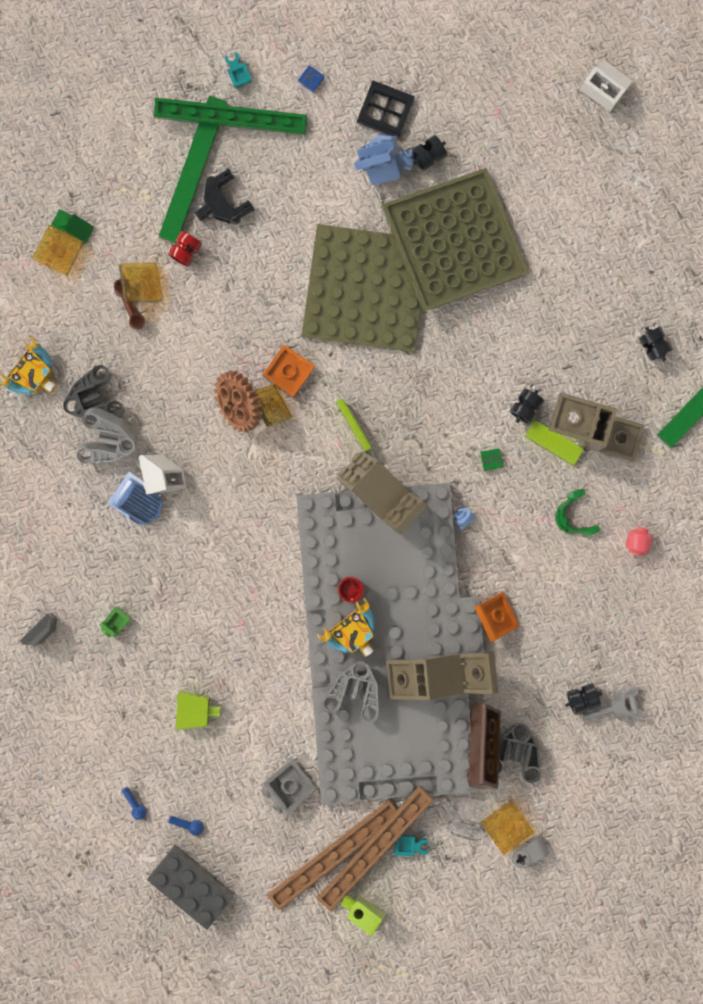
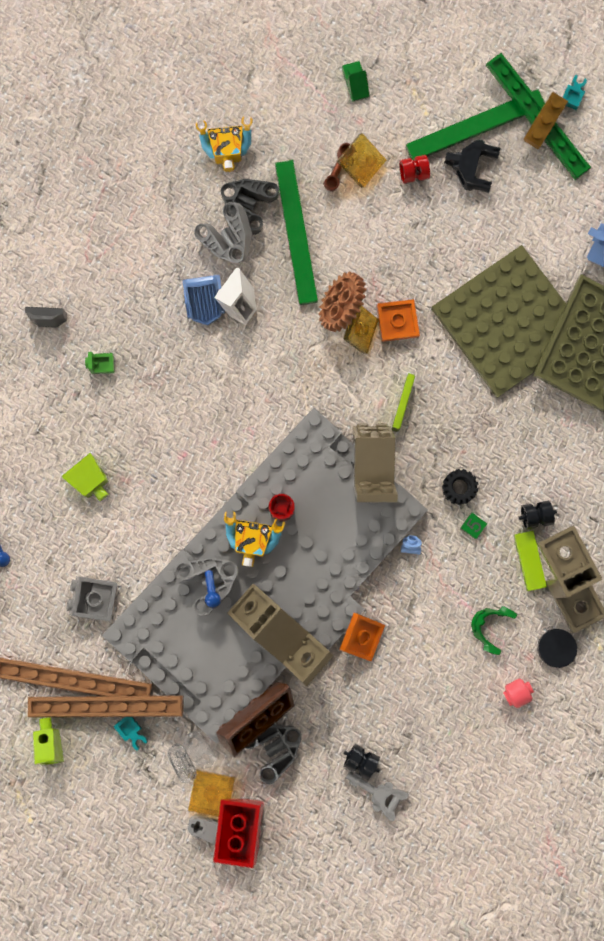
camera: 50 degrees right, 5 degrees down
(58, 250) = (329, 85): clear yellow plate -> none
(149, 382) = (296, 232): none -> green tile
(239, 115) = (545, 120): none -> pearl gold plate
(371, 701) = (212, 598): none -> blue bar
(462, 434) = (468, 479): none -> black tyre
(552, 832) = (238, 832): none -> red slope
(633, 482) = (557, 648): none -> black tile

